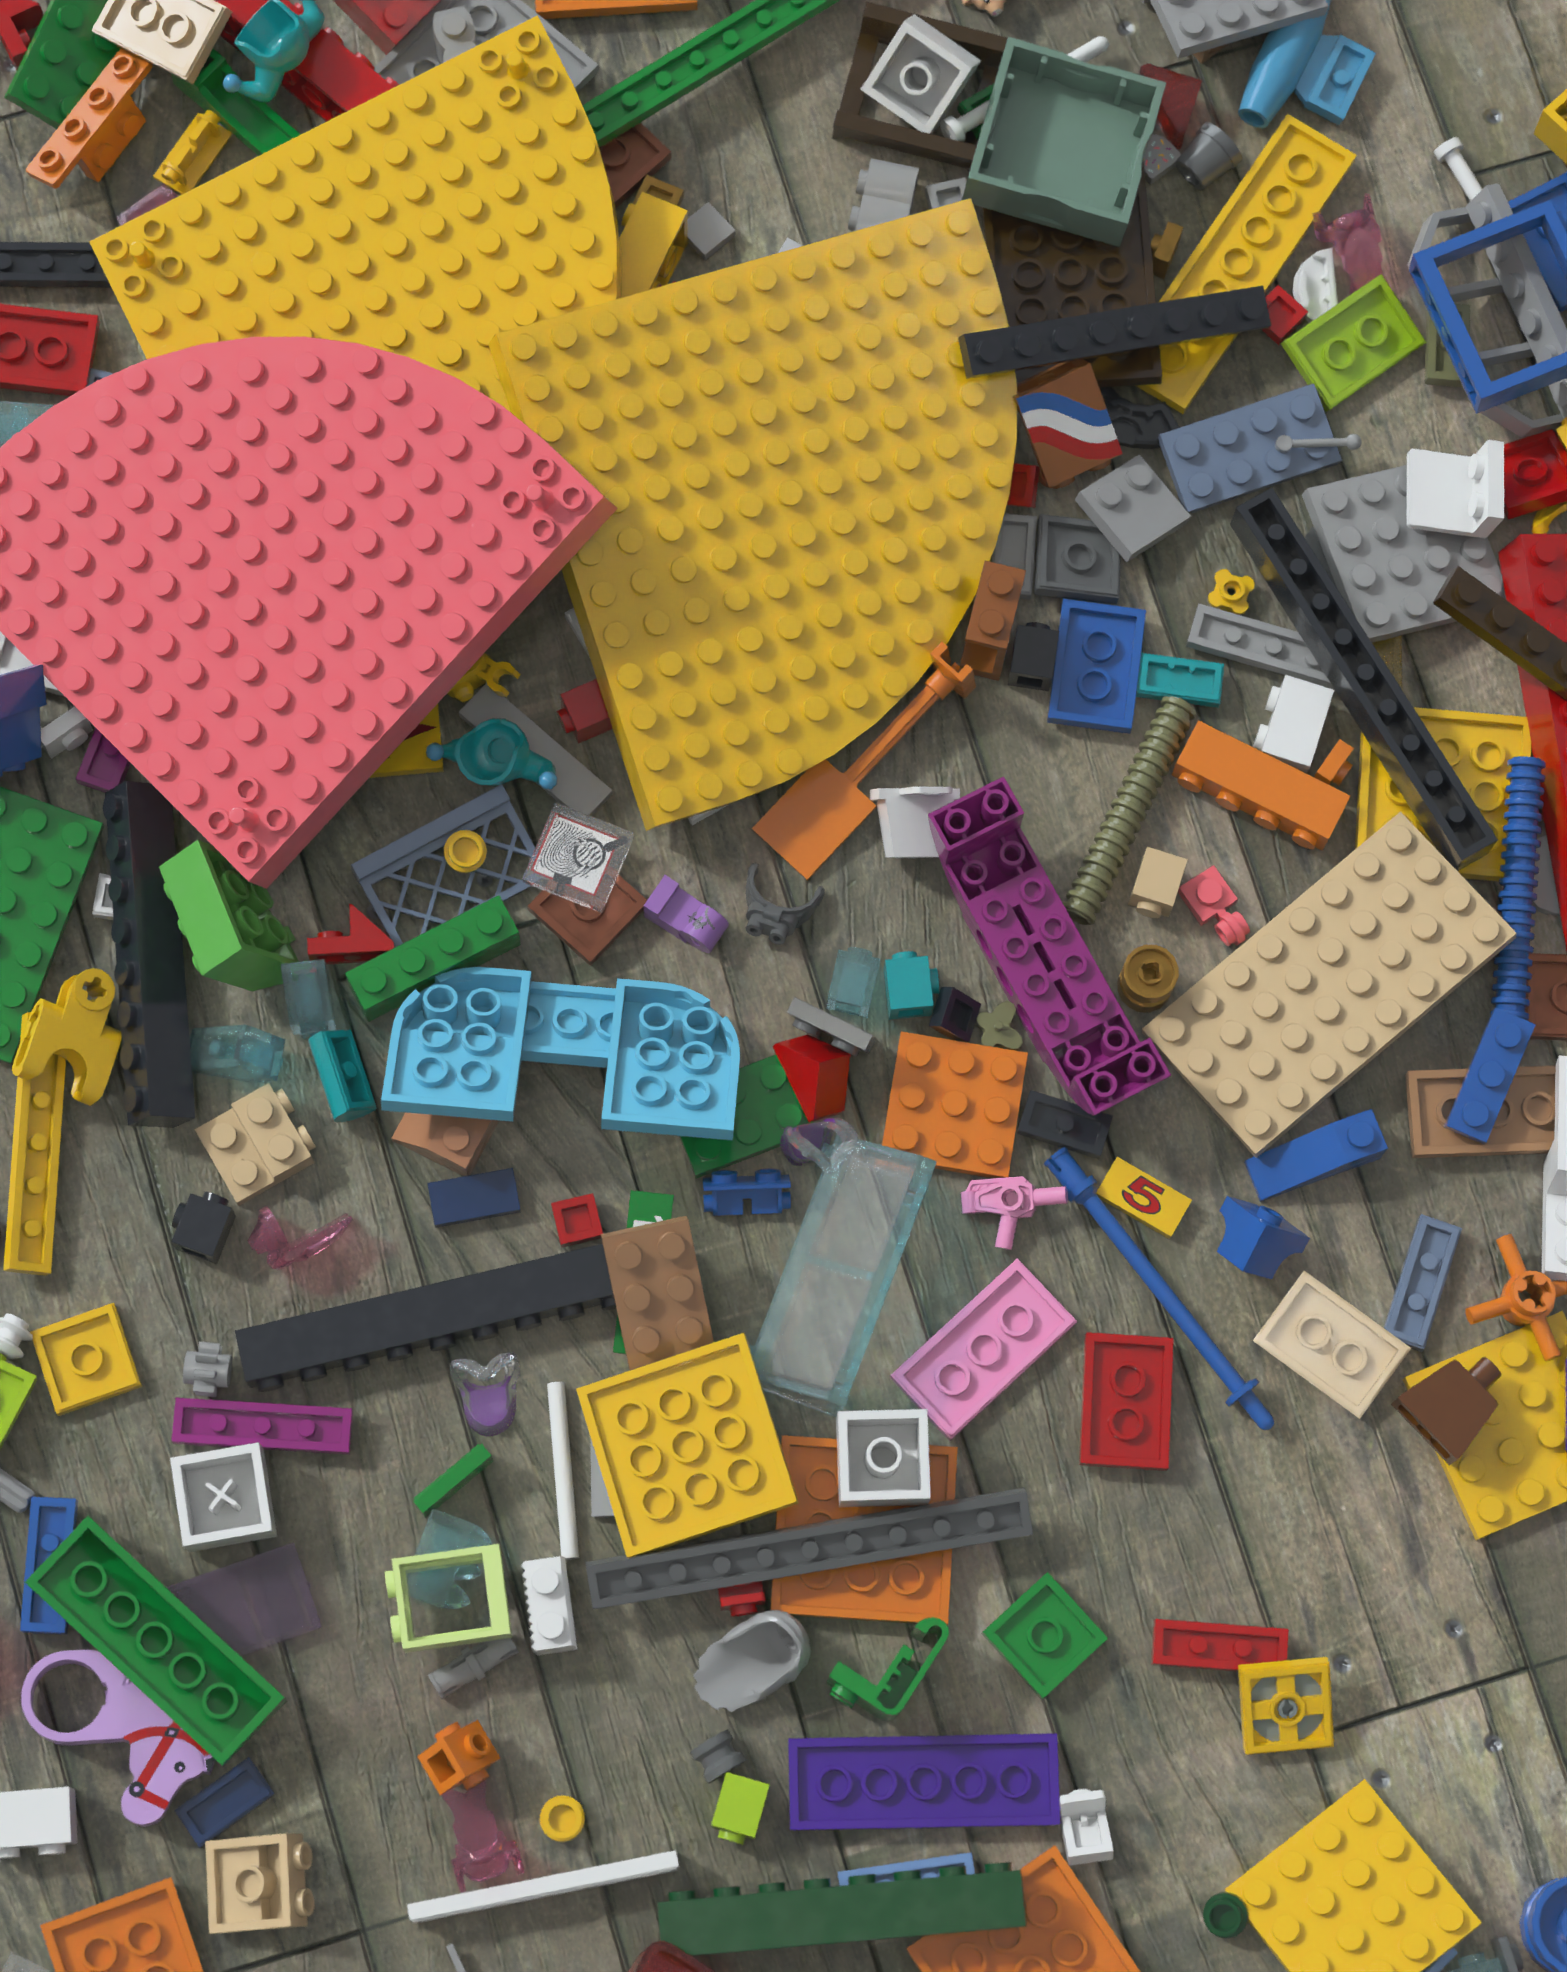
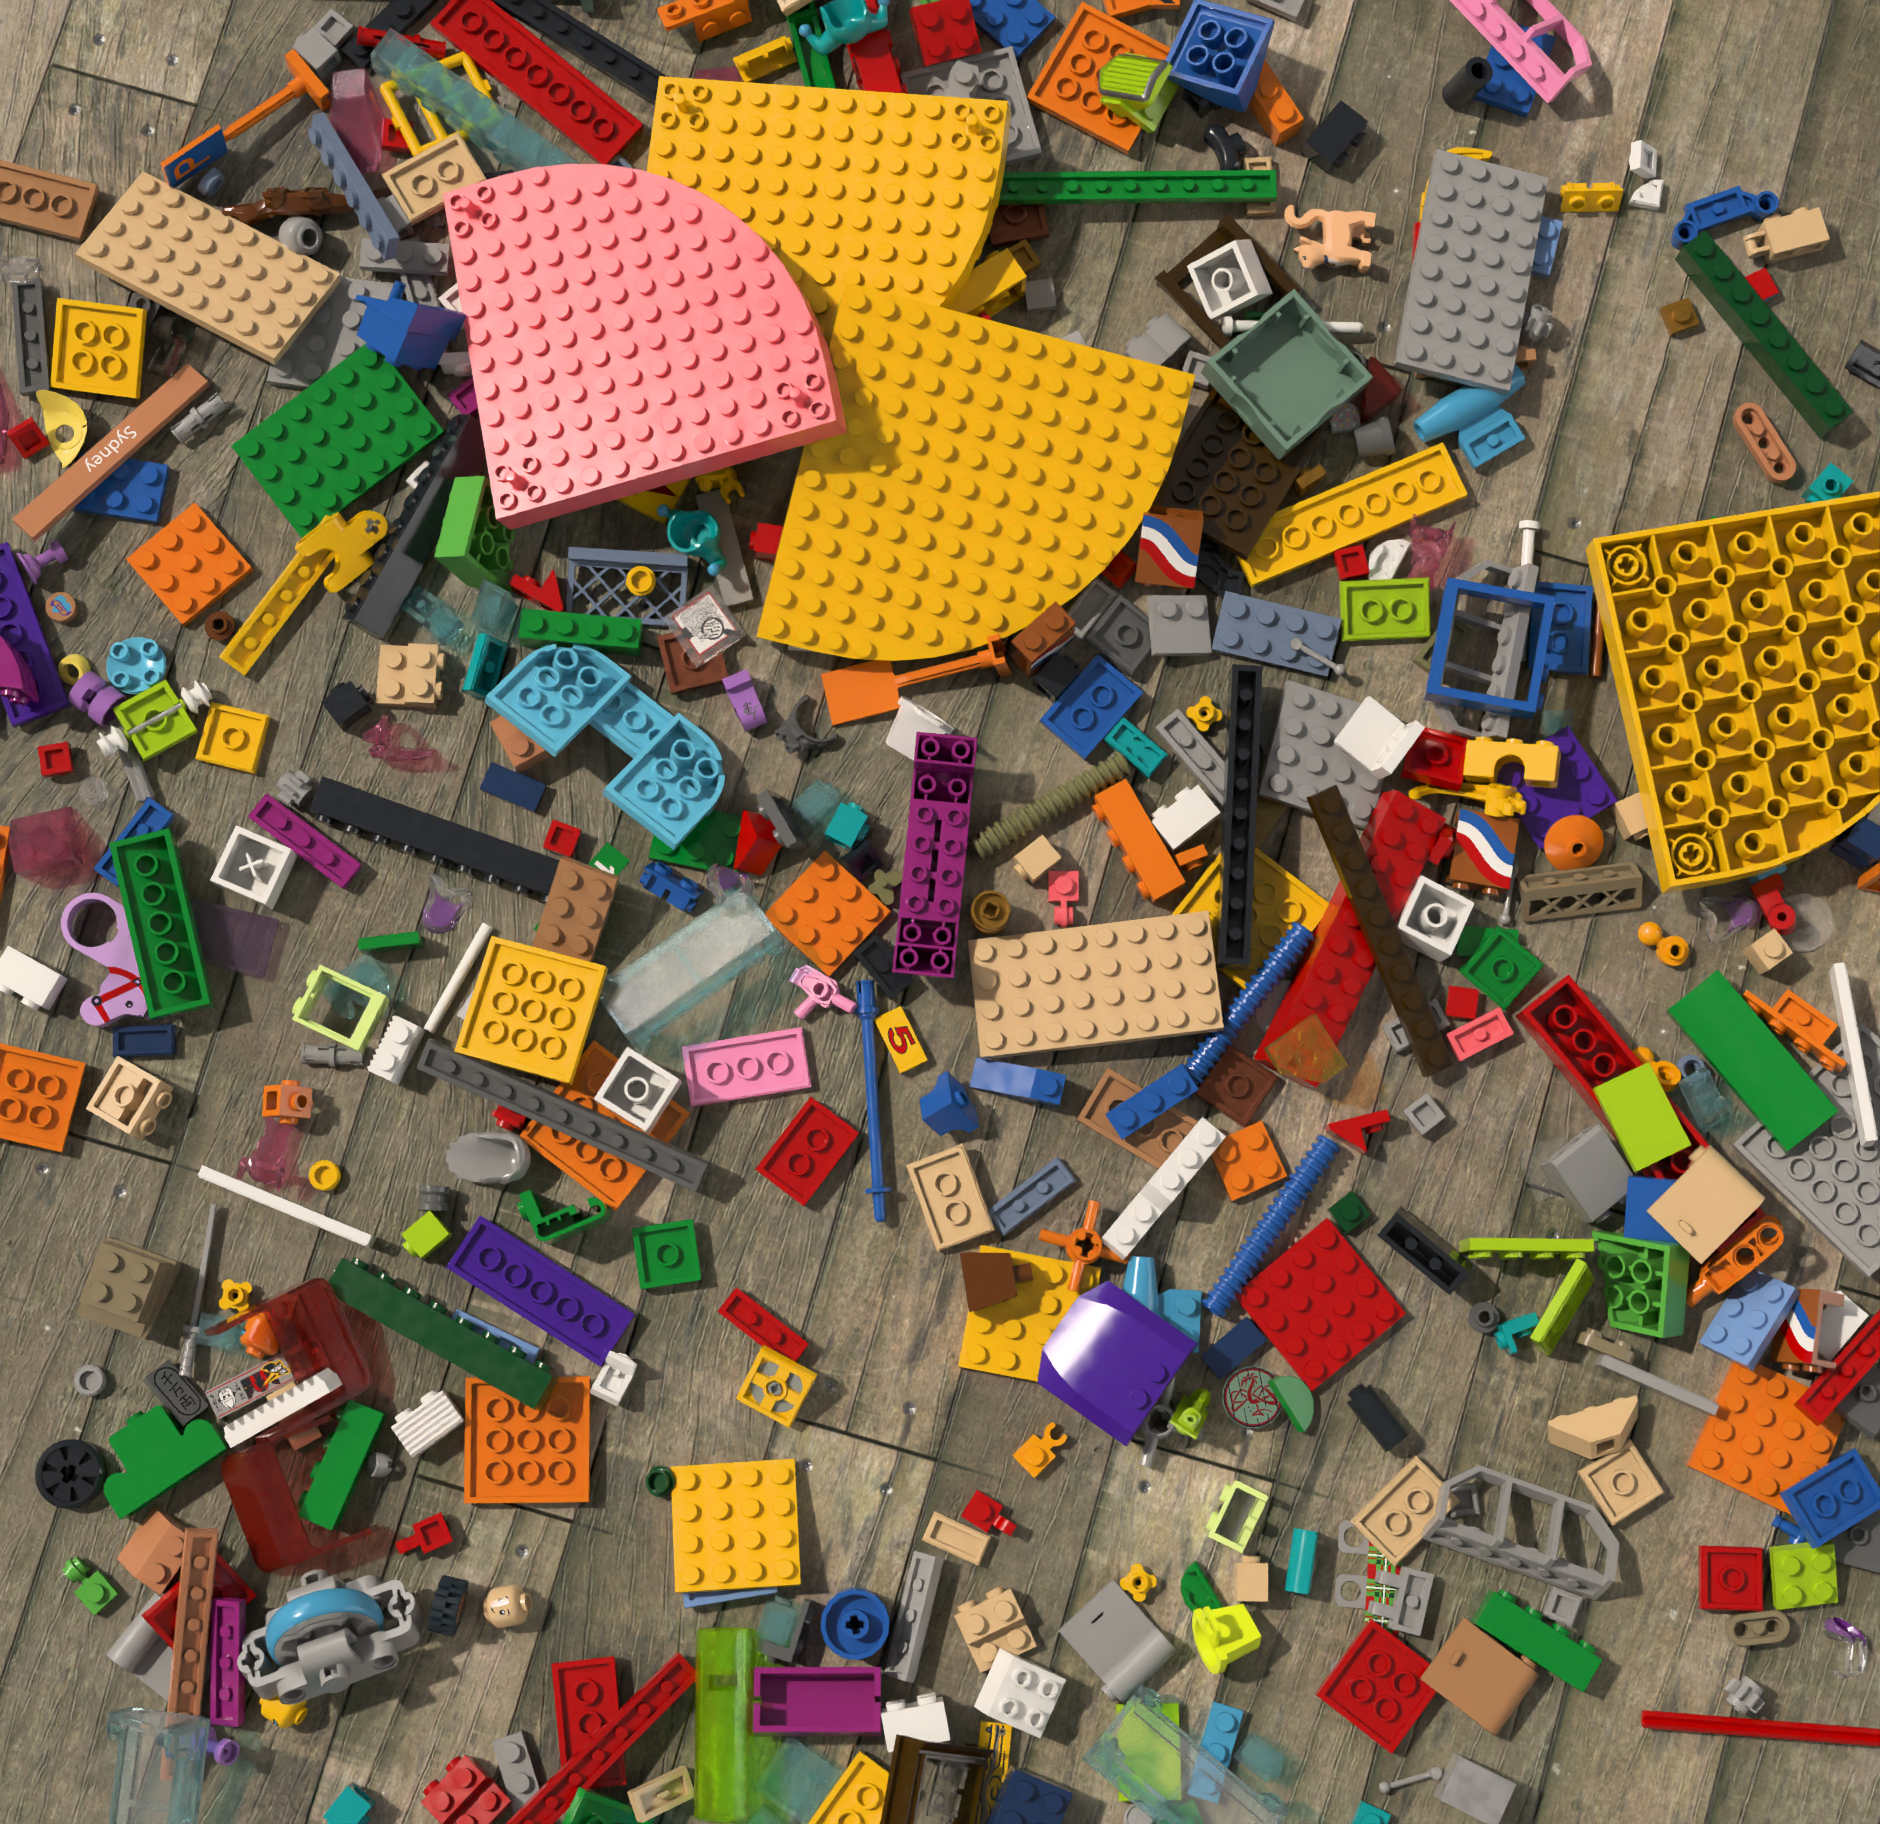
camera: 35 degrees right, 5 degrees up
(1114, 331) = (1233, 511): black plate -> none

